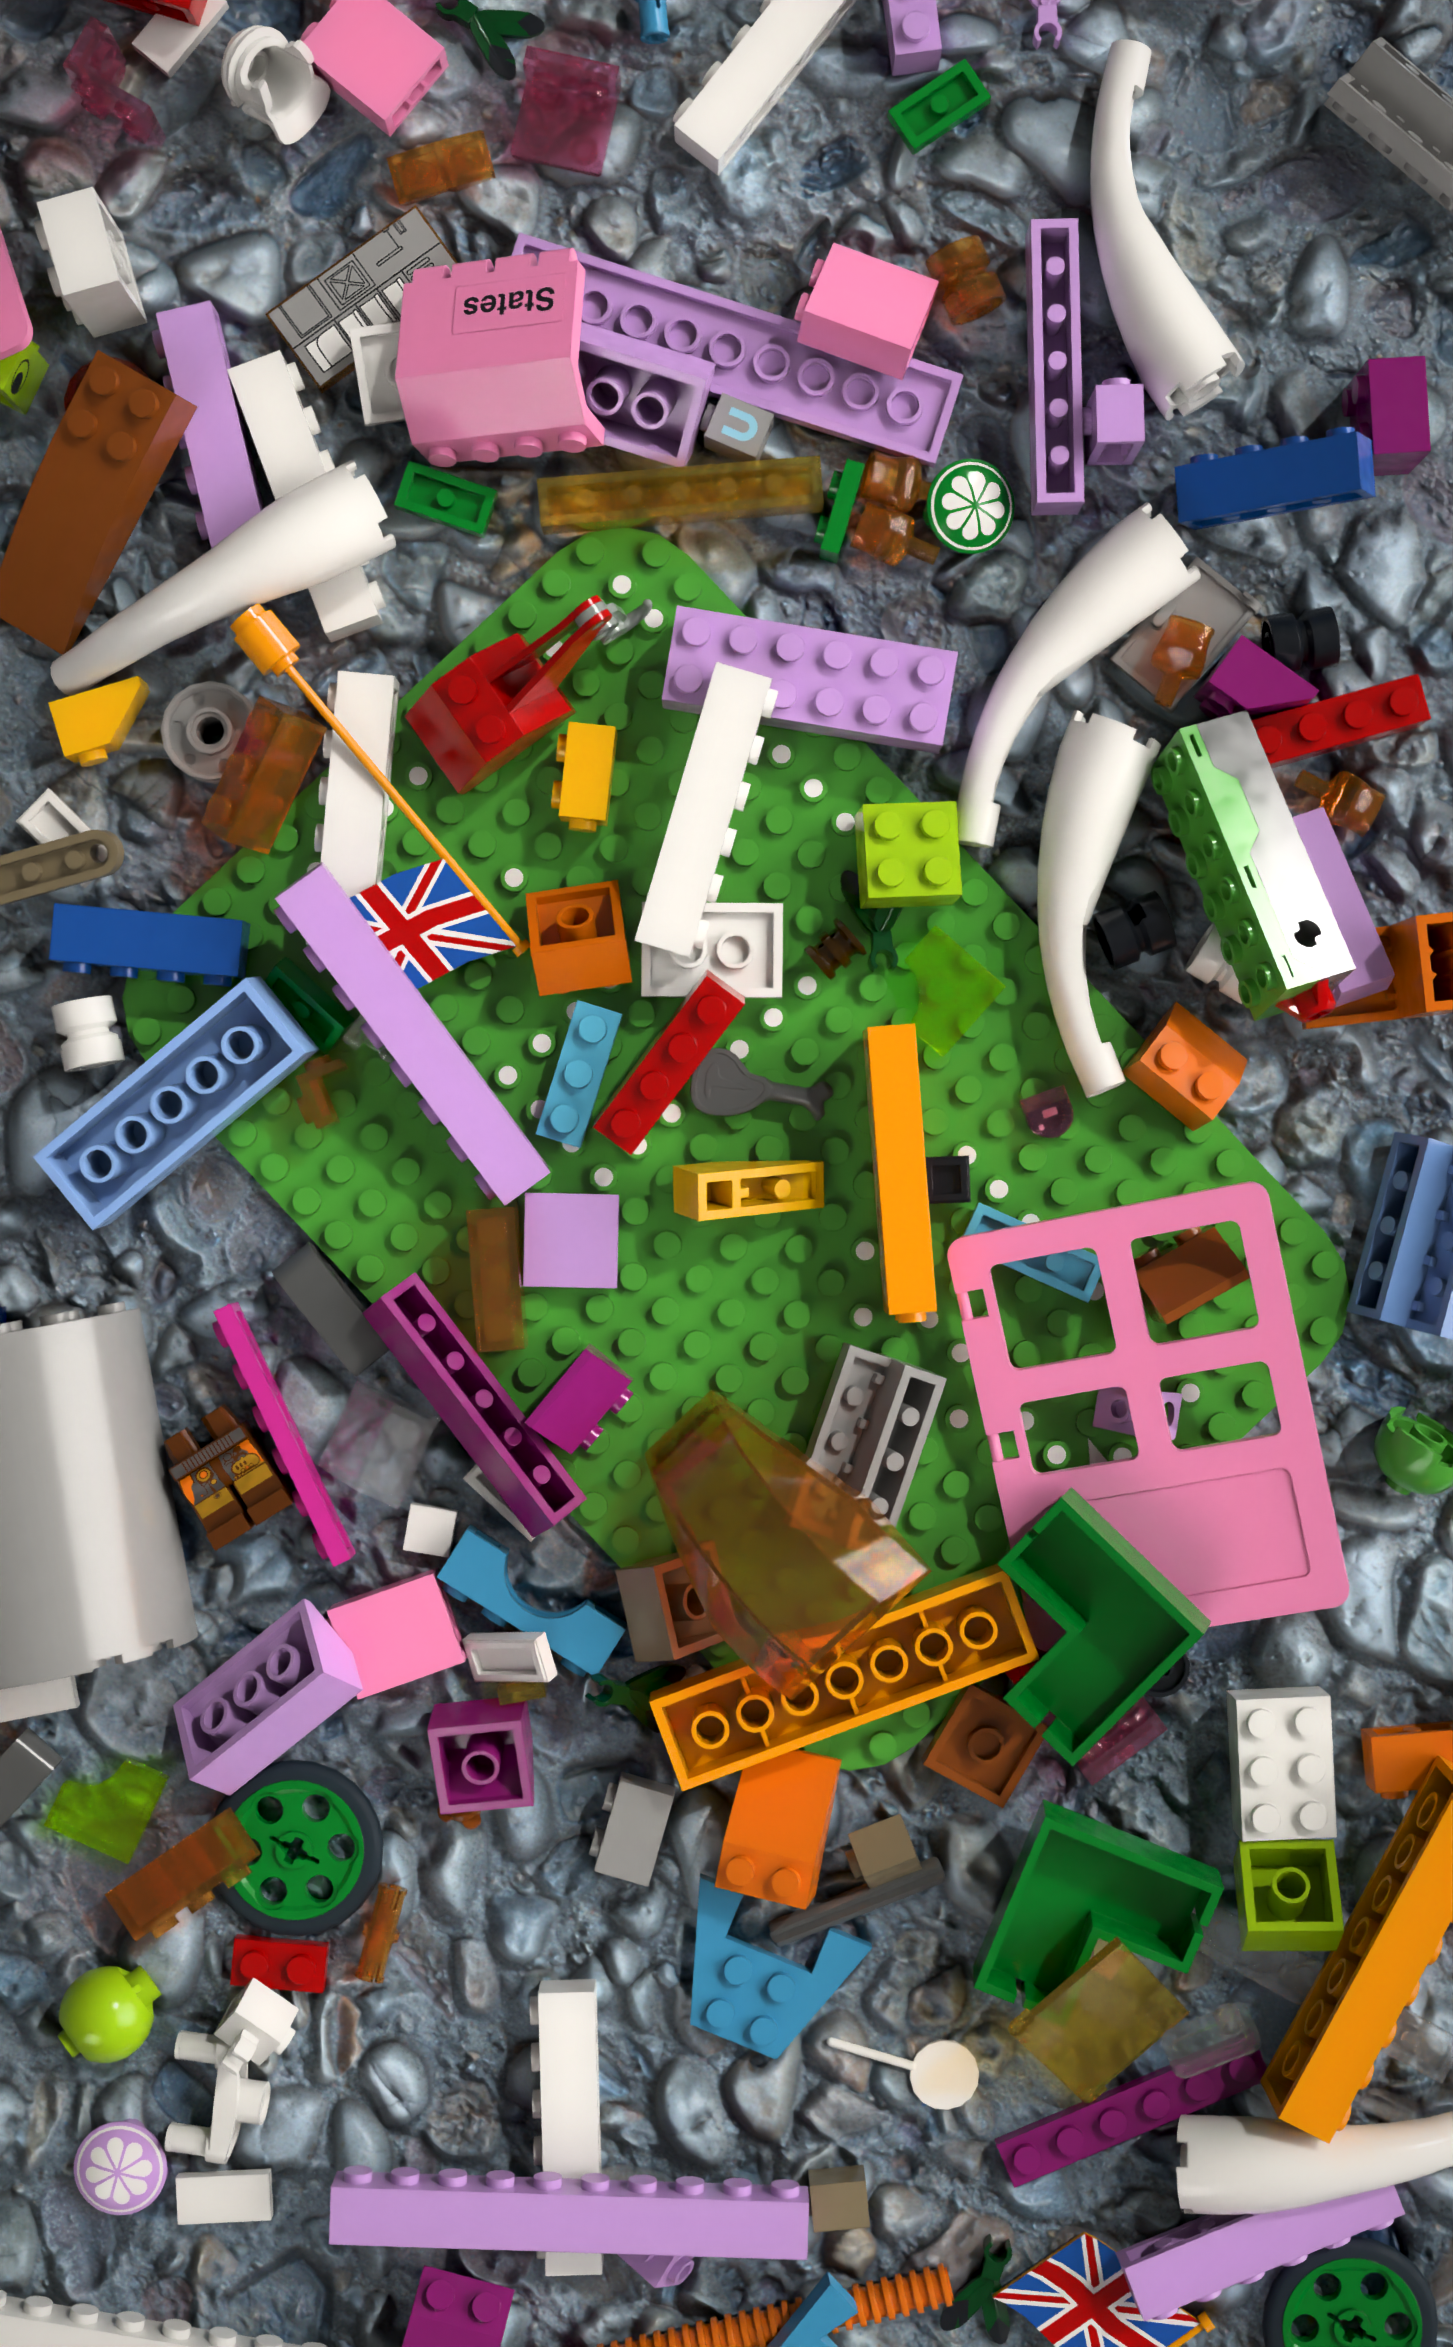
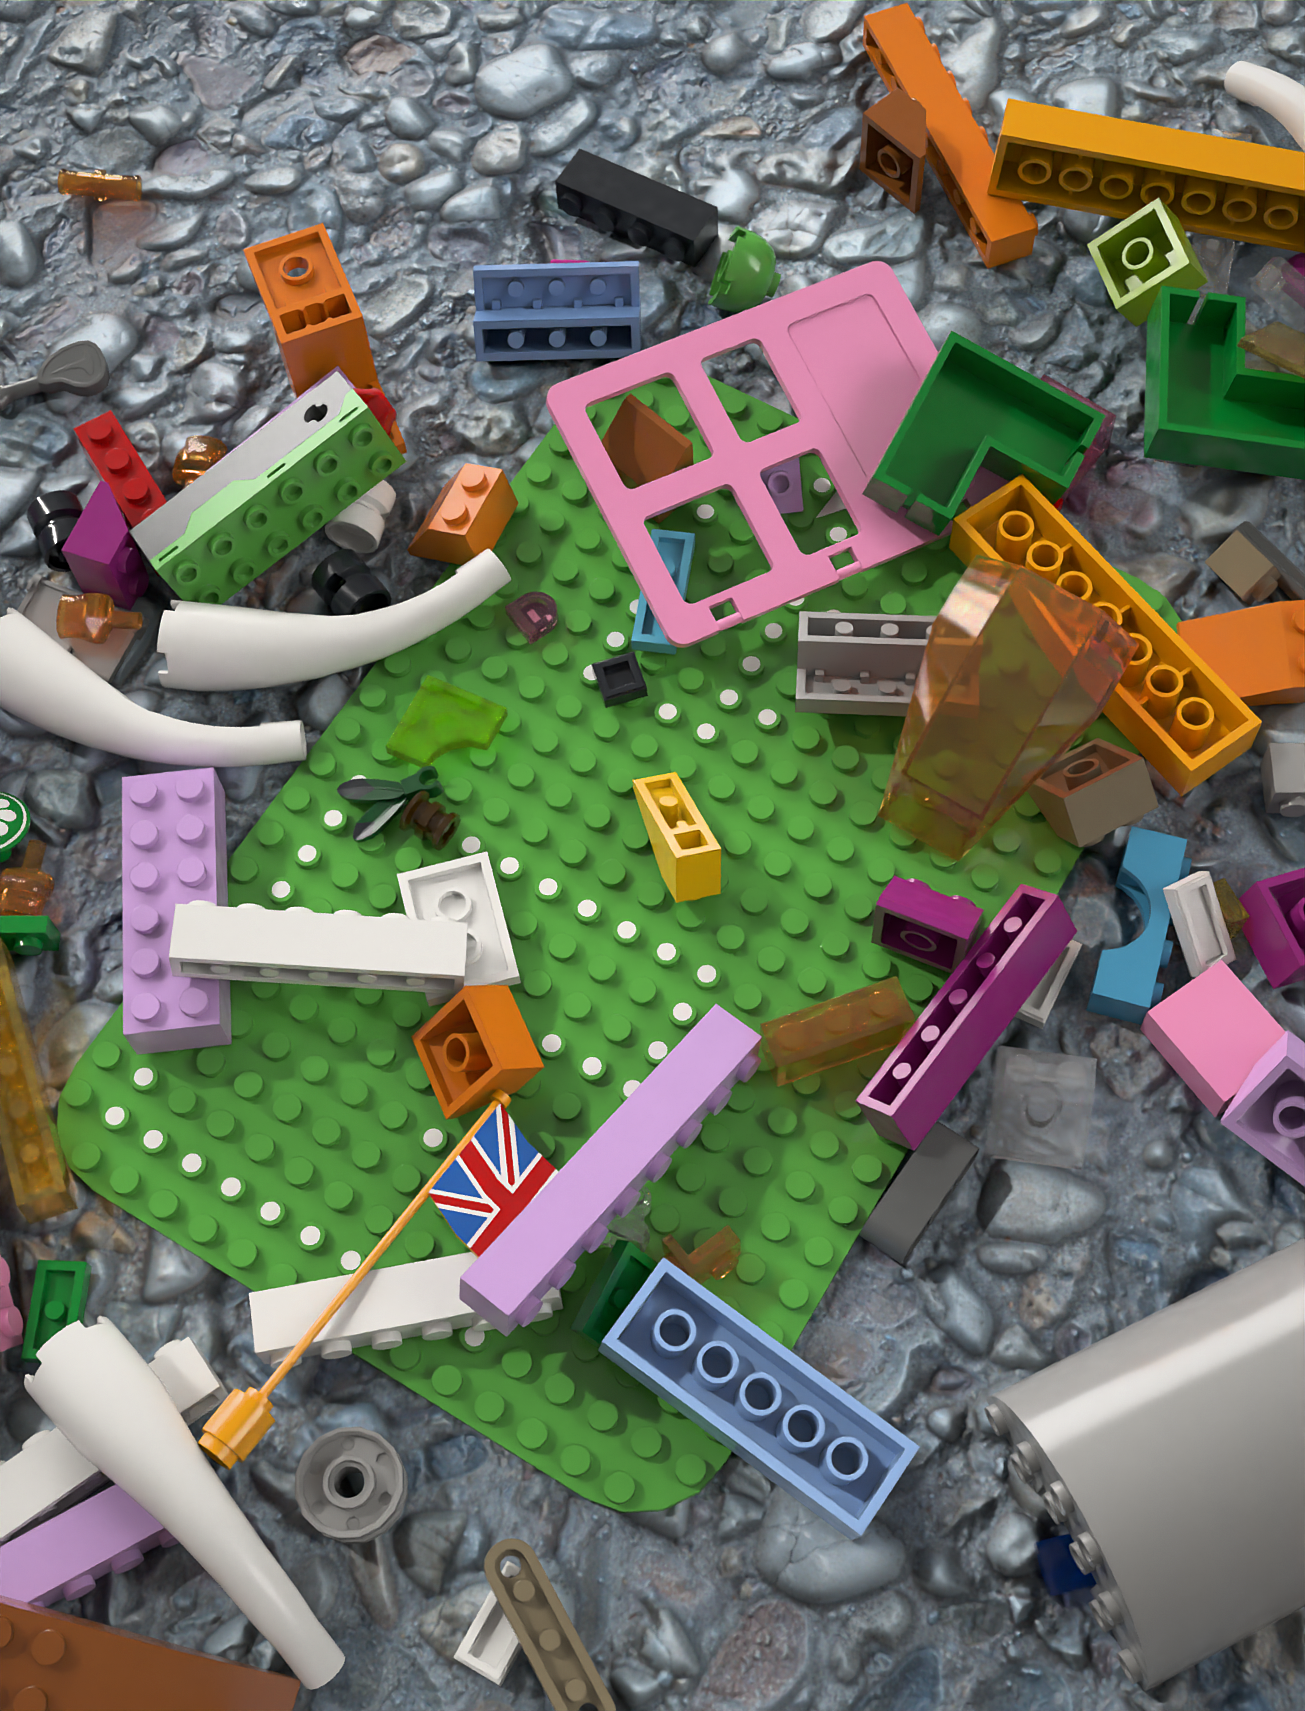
camera: 100 degrees left, 25 degrees down
(88, 1034) = (711, 1527): white wheel -> none
(98, 719) = (365, 1620): yellow slope -> none
(149, 942) = (593, 1482): blue brick -> none
(229, 1479) = (1117, 1261): reddish brown hips -> none
(263, 775) = (384, 1406): clear orange brick -> none
(274, 1416) = (1049, 1219): dark pink plate -> none
(430, 1530) = (1106, 1040): white tile -> none
(505, 695) = (252, 1176): red slope -> none
(571, 1240) = (774, 975): lavender tile -> none
(579, 1074) = (612, 1019): medium azure plate -> none
(587, 775) = (313, 1086): yellow brick -> none
(636, 1691) = (1189, 809): dark green piece -> none
(669, 1062) = (575, 925): red brick -> none
(727, 1088) = (587, 883): dark grey piece -> none
(899, 1172) = (621, 702): light orange brick -> none
(908, 854) = (324, 778): lime brick -> none
(983, 1745) = (1117, 518): dark orange plate -> none
(1281, 1763) = (1040, 303): white brick -> none

